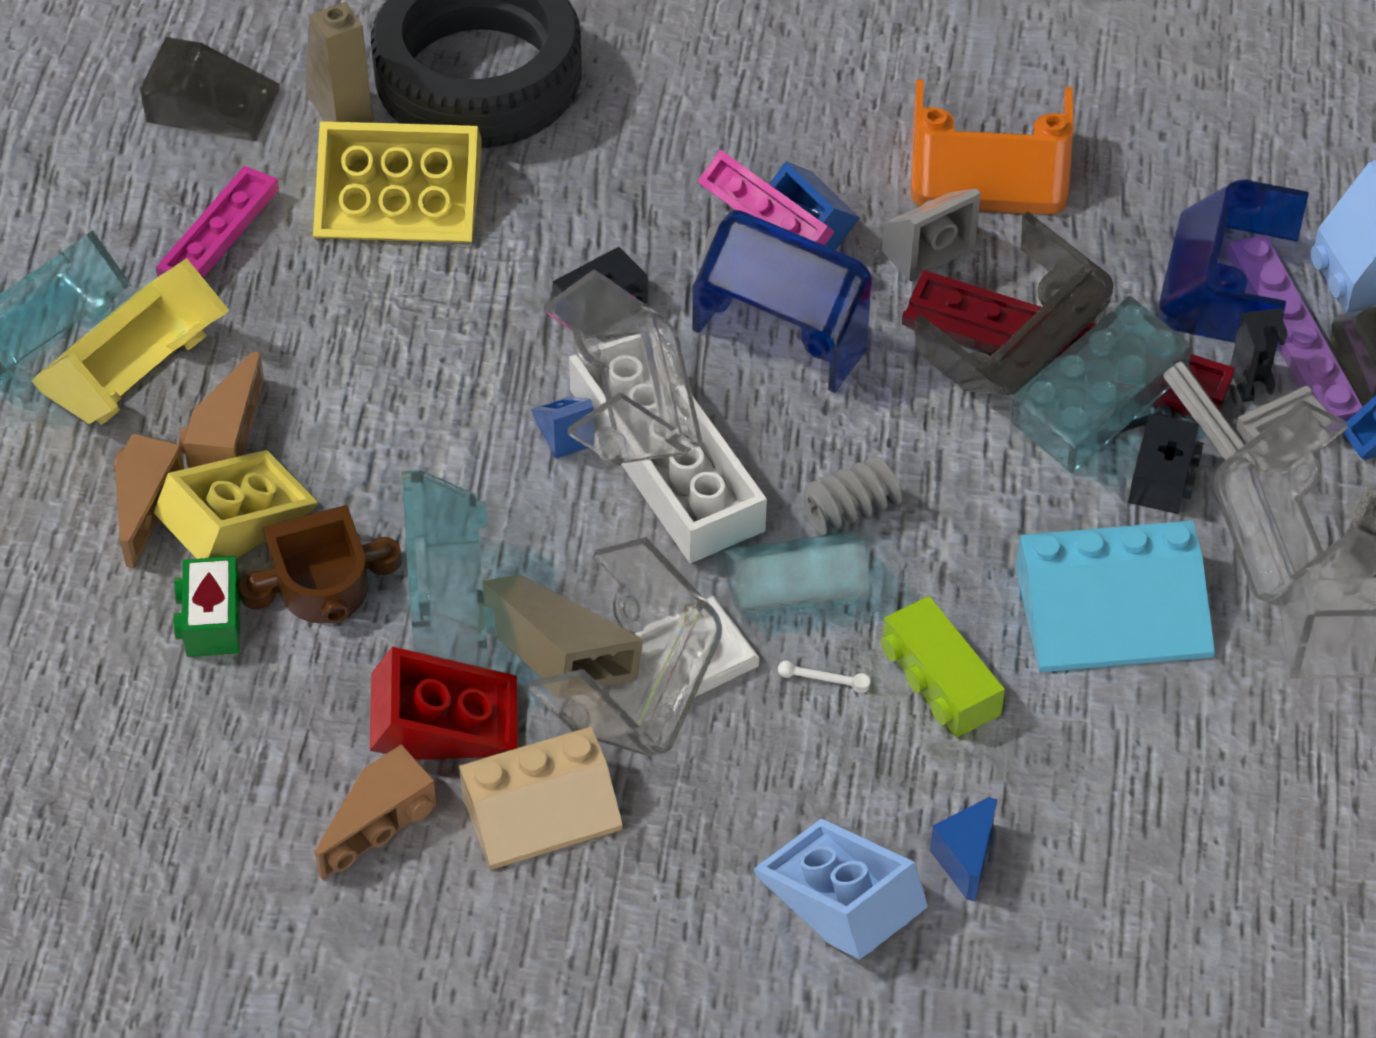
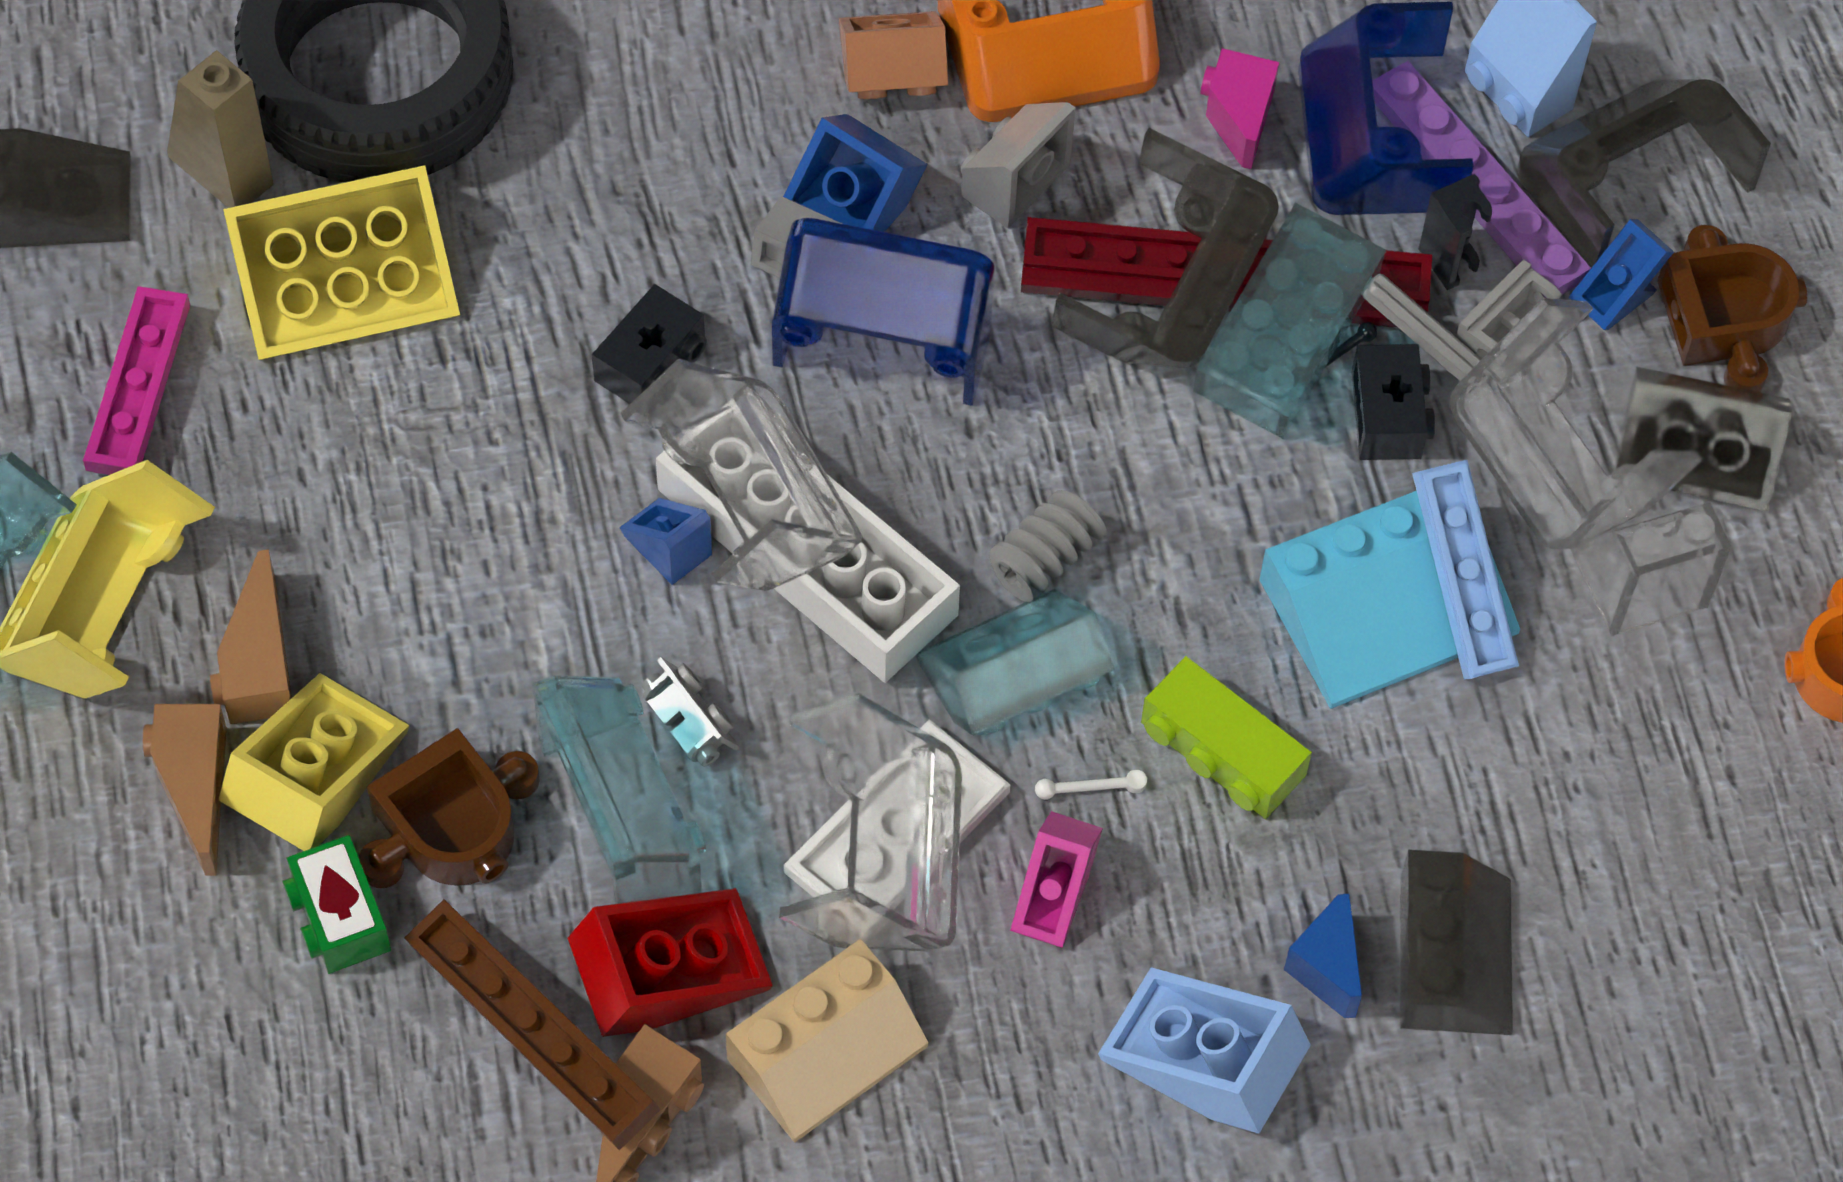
camera: 20 degrees left, 10 degrees up
(316, 723) = (532, 1024): none -> reddish brown plate
(527, 529) = (678, 694): none -> hinge
(559, 634) = (780, 832): dark tan slope -> none
(754, 196) = (811, 180): dark pink plate -> none
(767, 730) = (1056, 878): none -> dark pink slope
(863, 141) = (894, 53): none -> nougat slope
(1075, 865) = (1455, 945): none -> clear smoke slope
(1122, 231) = (1240, 100): none -> dark pink slope
(1179, 590) = (1465, 569): none -> light blue tile

